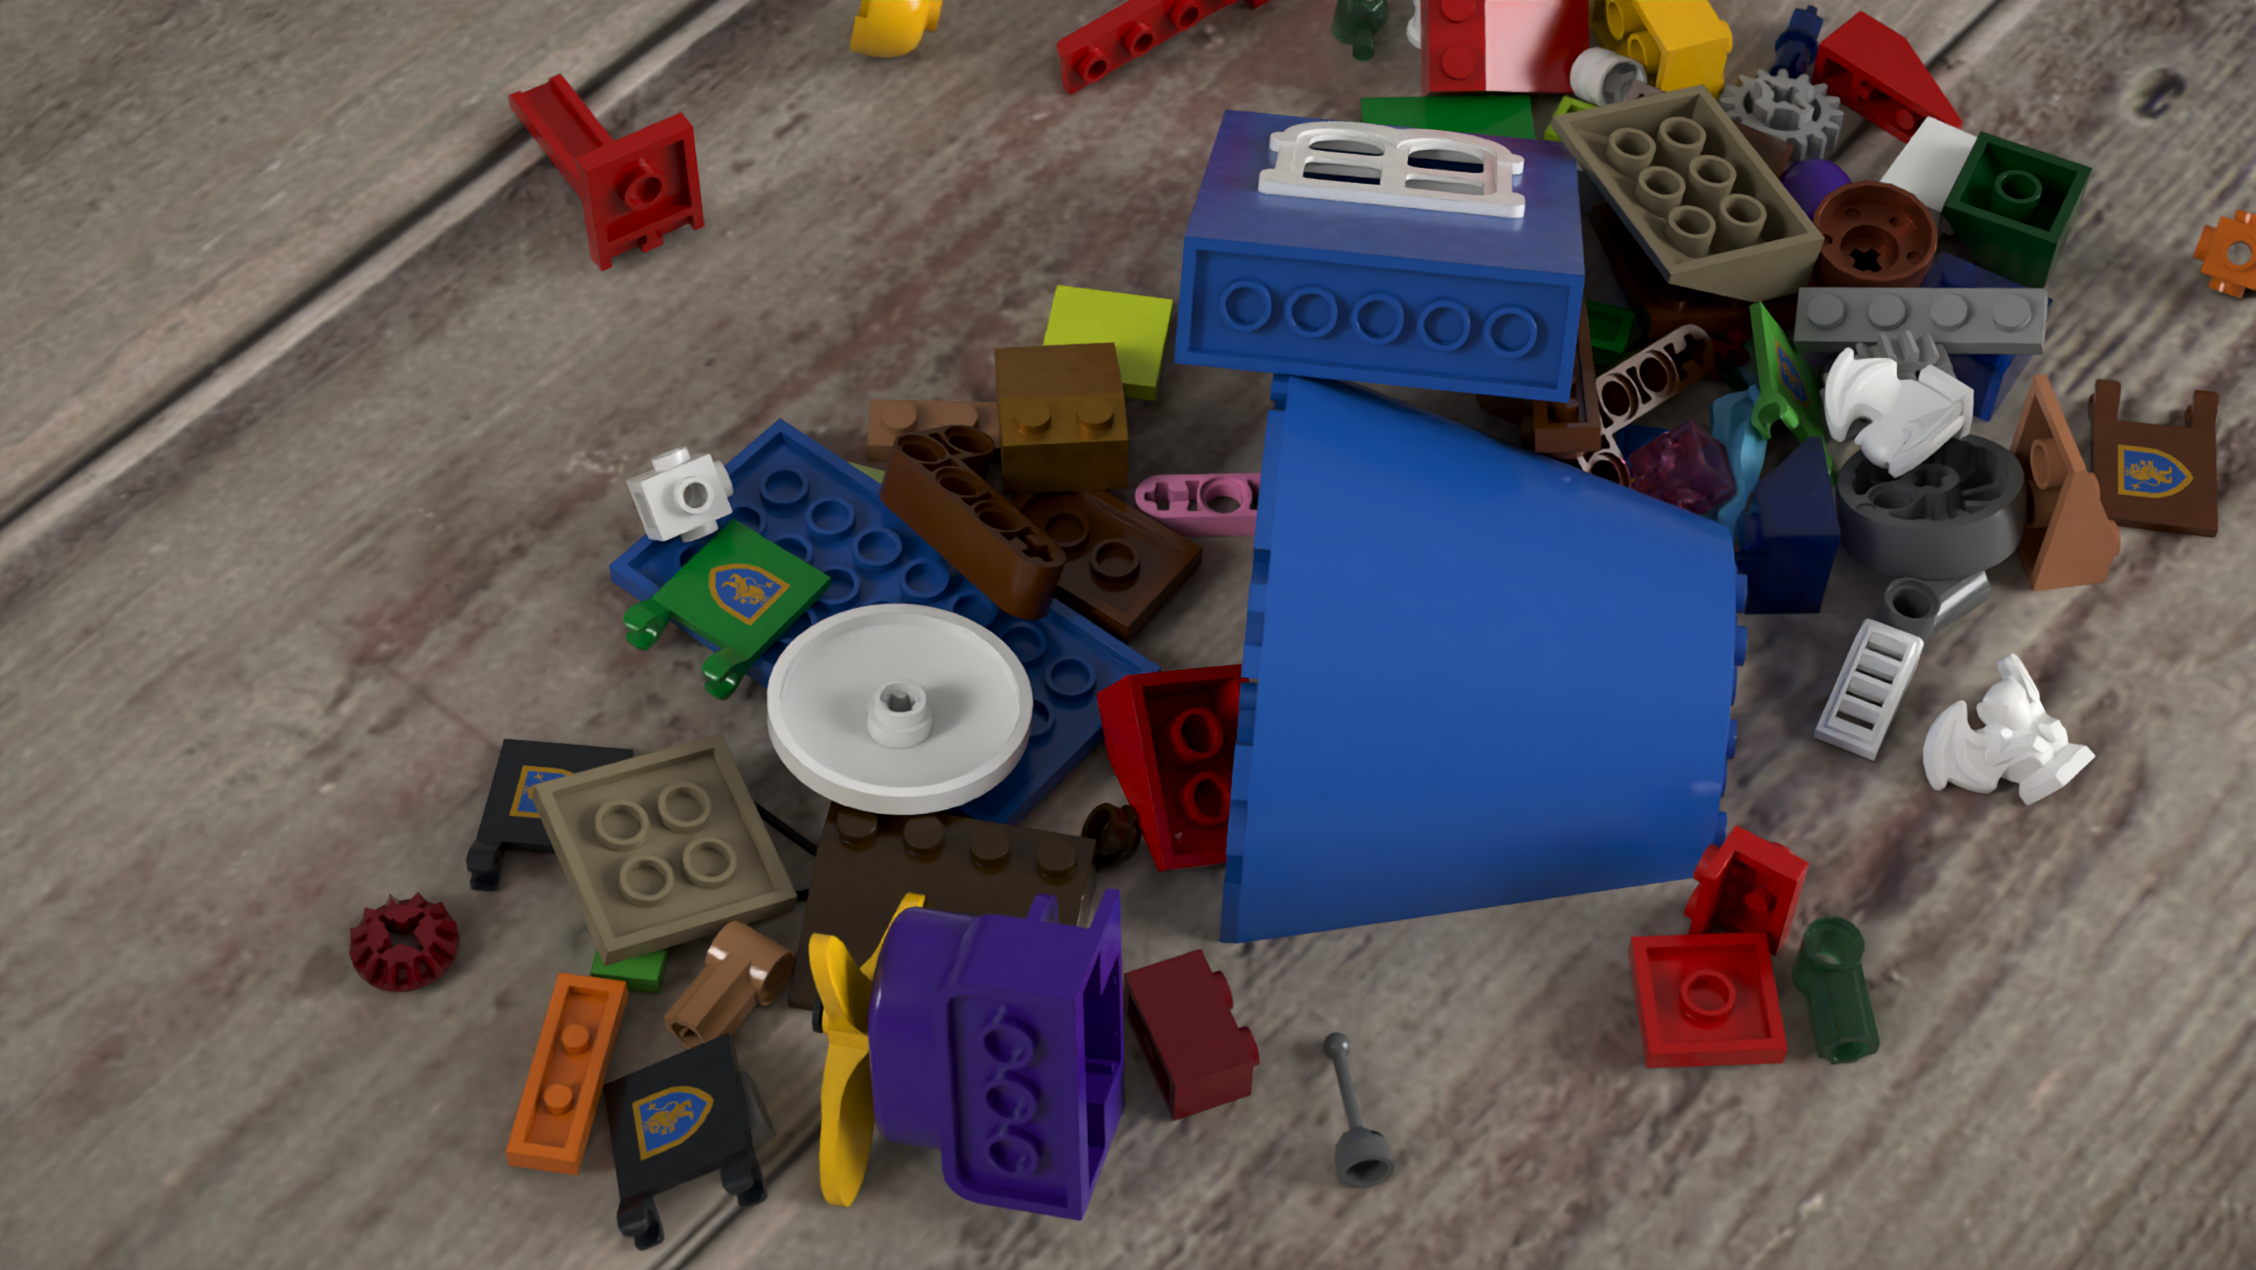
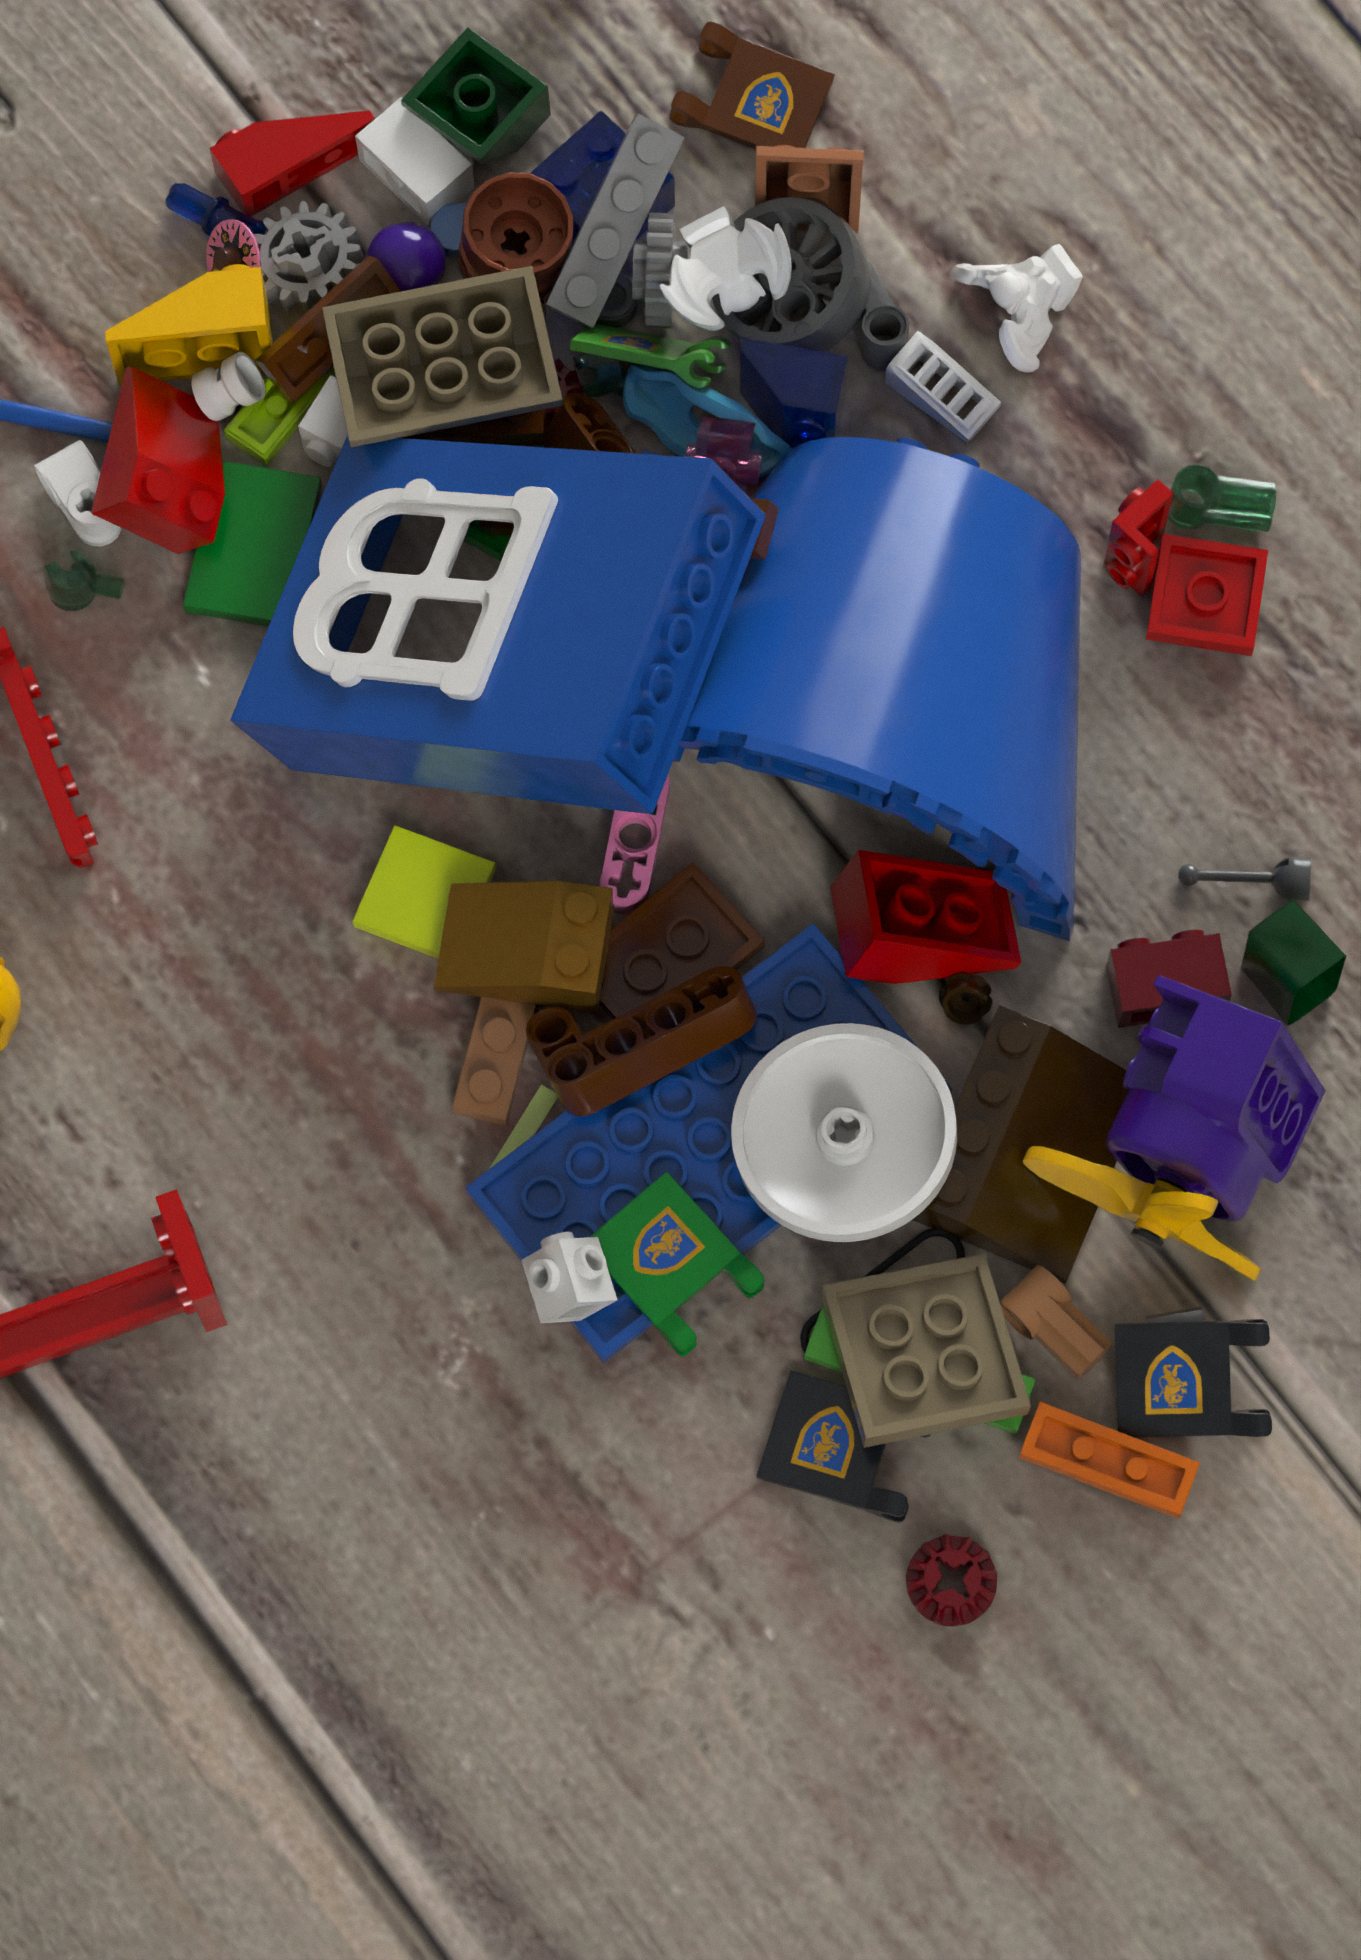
camera: 75 degrees left, 20 degrees up
(1217, 1147) = (1292, 962): none -> dark green piece
(1751, 56) = (230, 245): none -> piece

